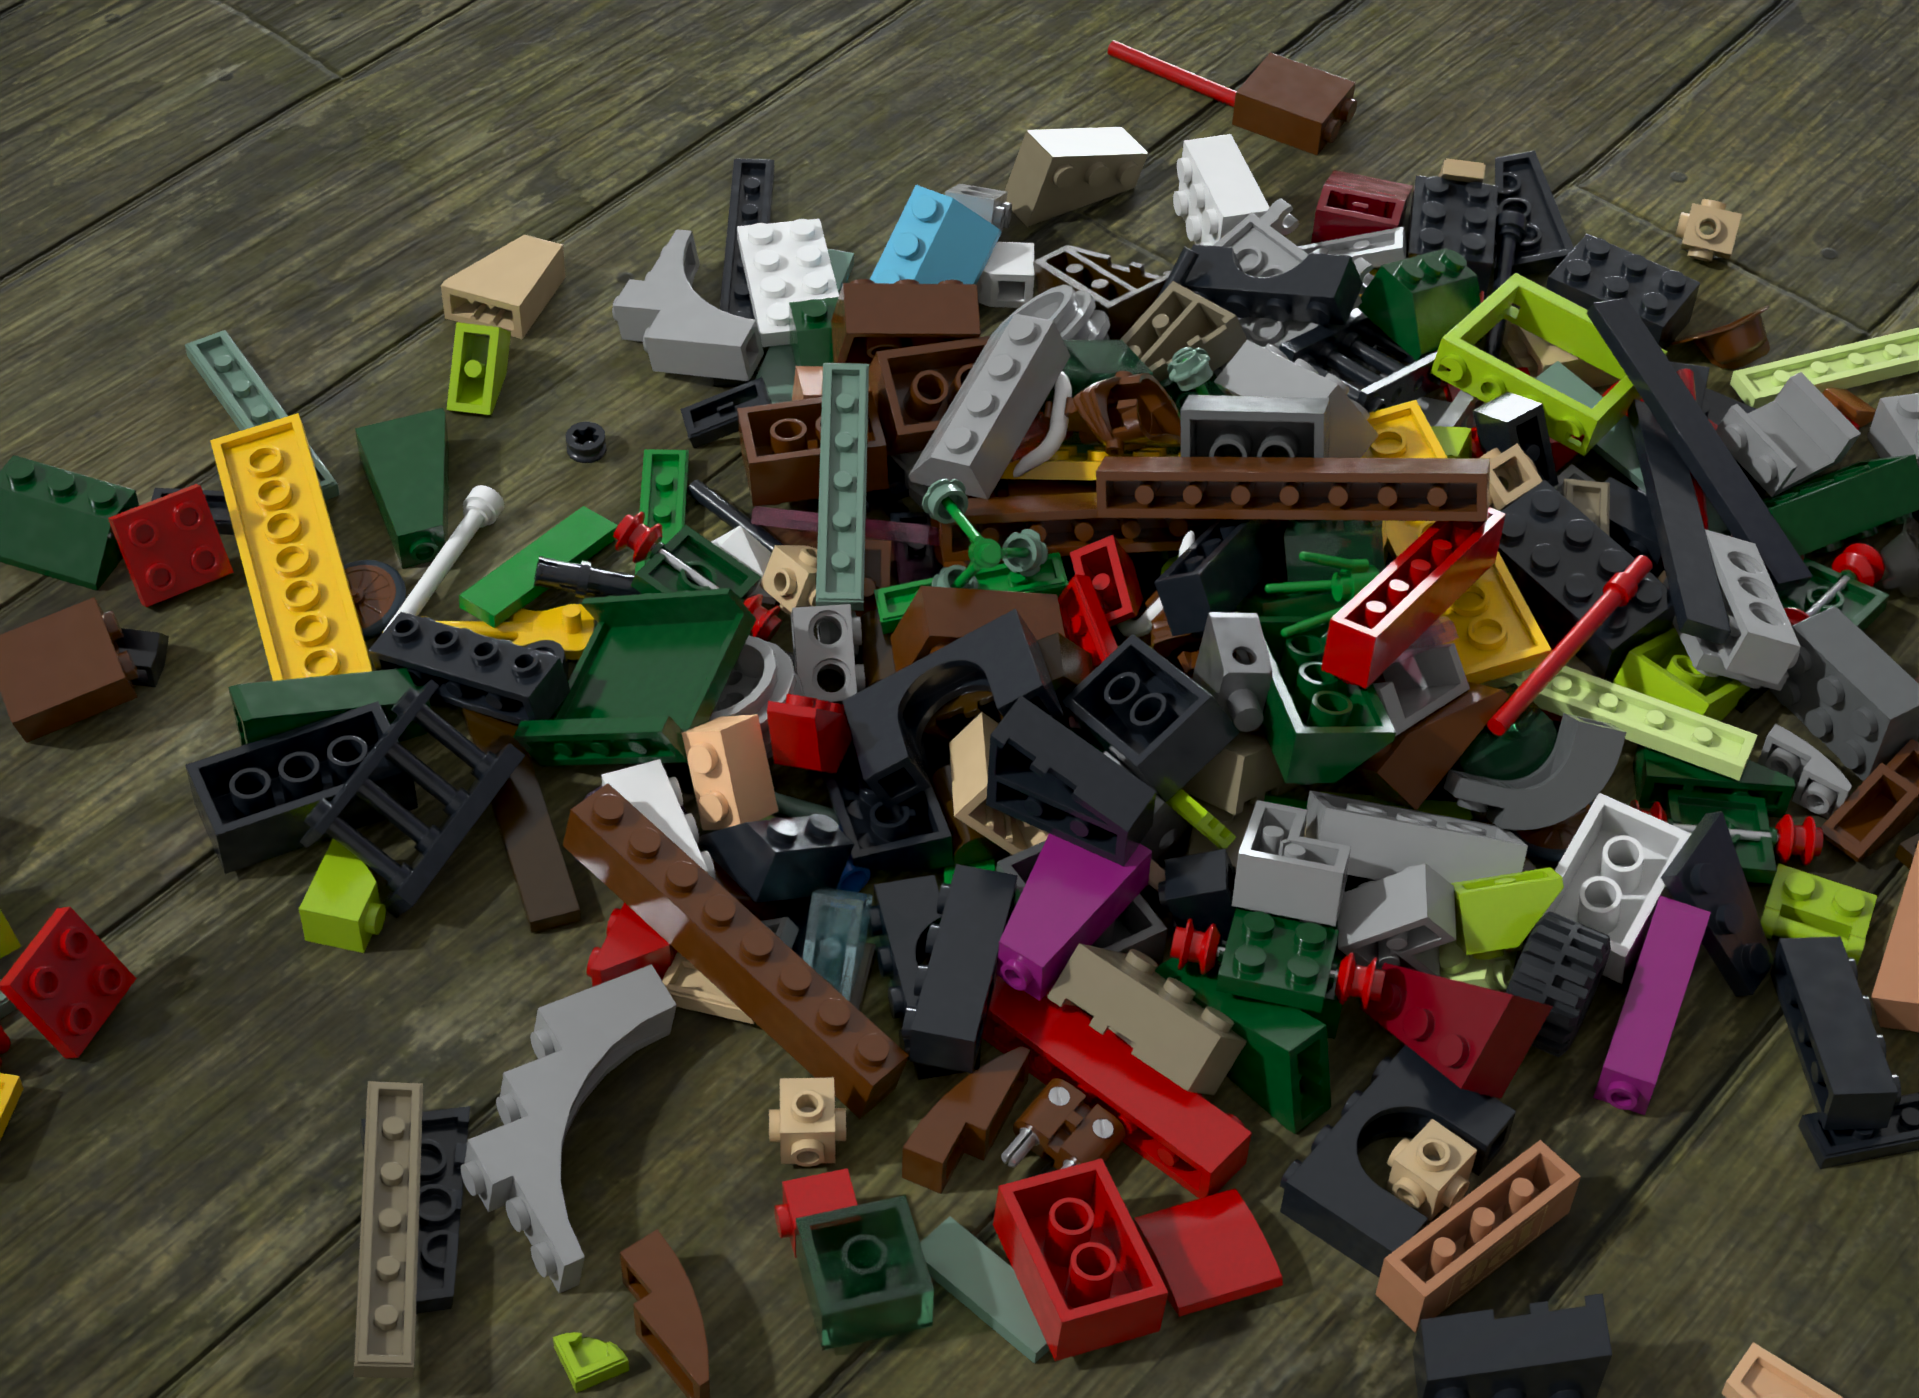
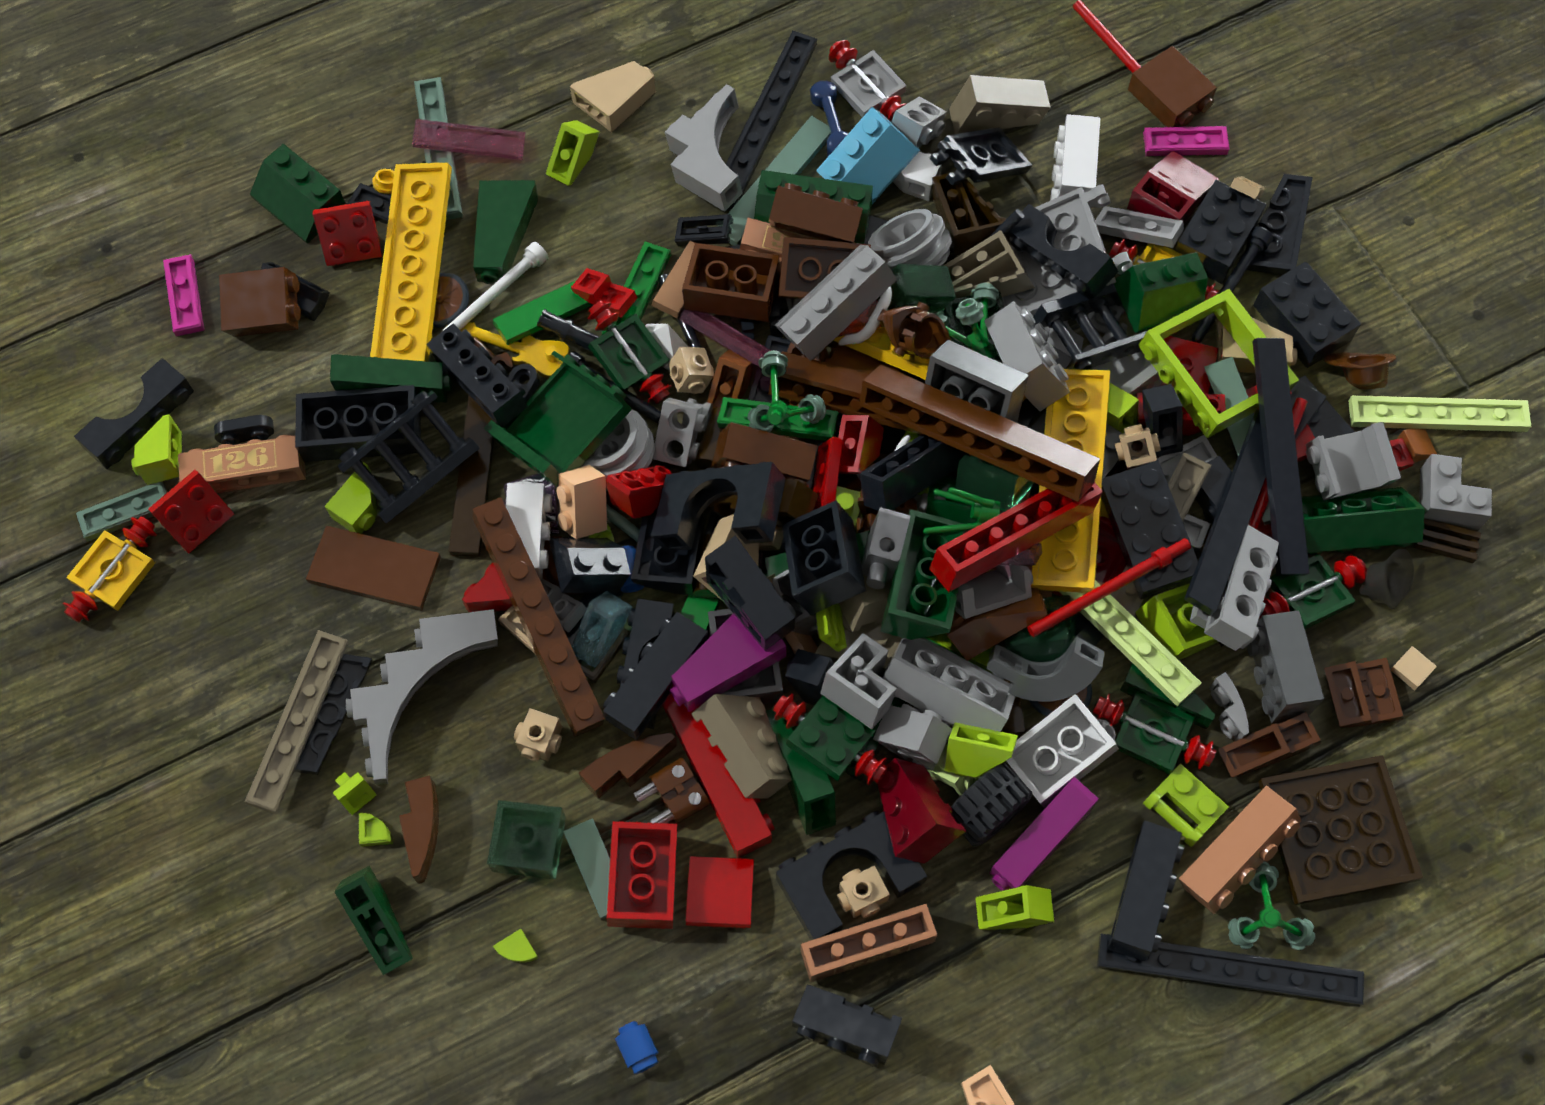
camera: 25 degrees right, 20 degrees up
(104, 853) = (243, 429): none -> black plate
(139, 894) = (245, 464): none -> nougat brick
(198, 471) = (383, 181): none -> yellow plate
(307, 391) = (468, 139): none -> clear pink tile
(411, 984) = (373, 568): none -> reddish brown tile
(531, 1305) = (353, 792): none -> lime tile
(584, 433) = (615, 216): black bush -> none
(599, 515) = (597, 286): none -> red slope
(725, 482) = (670, 295): none -> medium nougat tile
(784, 266) = (782, 135): white plate -> none
(812, 1196) = (522, 788): red brick -> none
(827, 212) = (824, 95): none -> dark blue piece
(842, 485) = (729, 322): sand green tile -> none
(865, 191) = (866, 80): none -> light grey plate
(1084, 225) = (980, 156): none -> black tile
(1348, 155) = (1186, 140): none -> dark pink tile
(1662, 1121) = (1015, 908): none -> lime slope
(1711, 878) = (1116, 782): black wing -> none
(1713, 215) = (1406, 277): tan brick -> none

